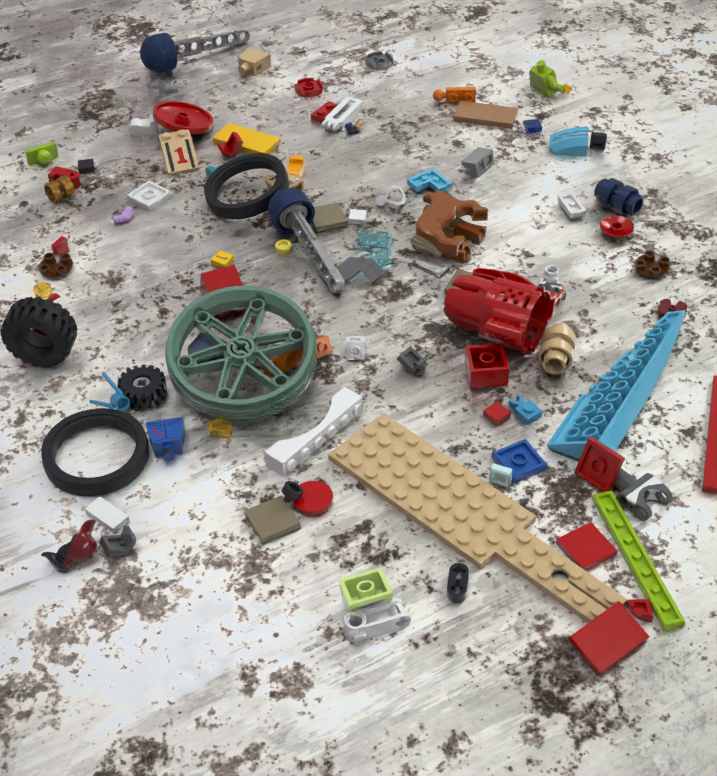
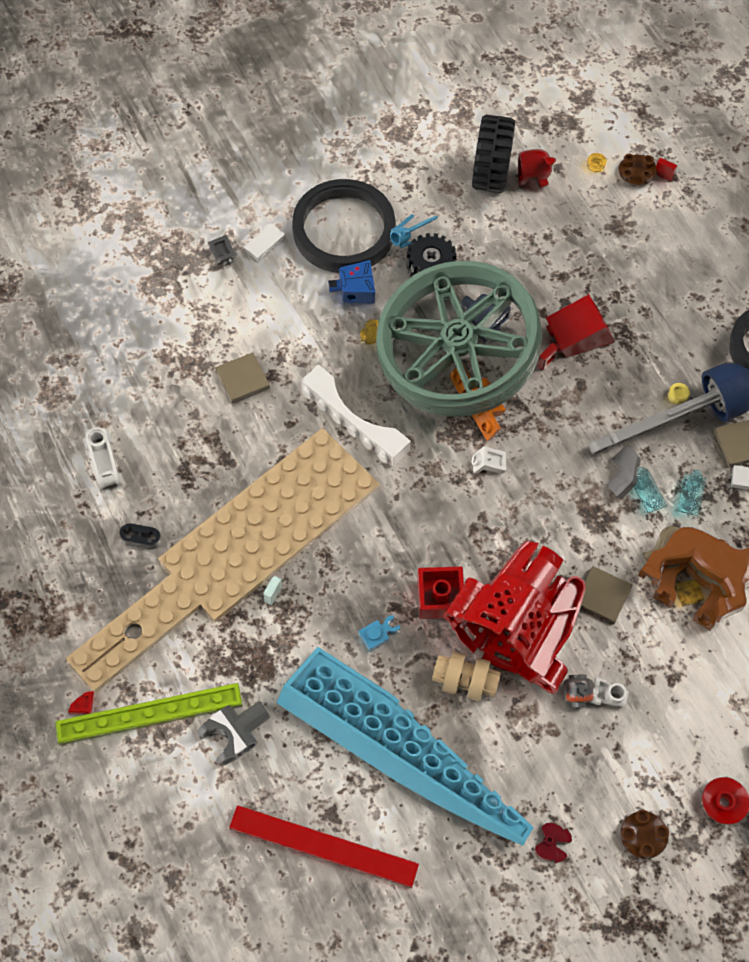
camera: 90 degrees right, 20 degrees up
(77, 550) = (217, 220): dark red hair -> none
(125, 216) = (733, 229): lavender arm -> none
(222, 259) = (652, 329): yellow tile -> none
(291, 491) = (270, 389): black tile -> none
(315, 498) = (266, 413): red tile -> none
(365, 589) = (124, 446): yellowish green slope -> none
(412, 360) = (460, 518): dark grey bracket -> none
(431, 265) = (636, 560): clear tile -> none
(496, 413) = (373, 601): red tile -> none
(521, 459) = (299, 616): blue tile -> none
(586, 546) = (169, 665): red tile -> none
(599, 465) = (266, 688): red tile -> none
(608, 638) = (48, 663): red tile -> none

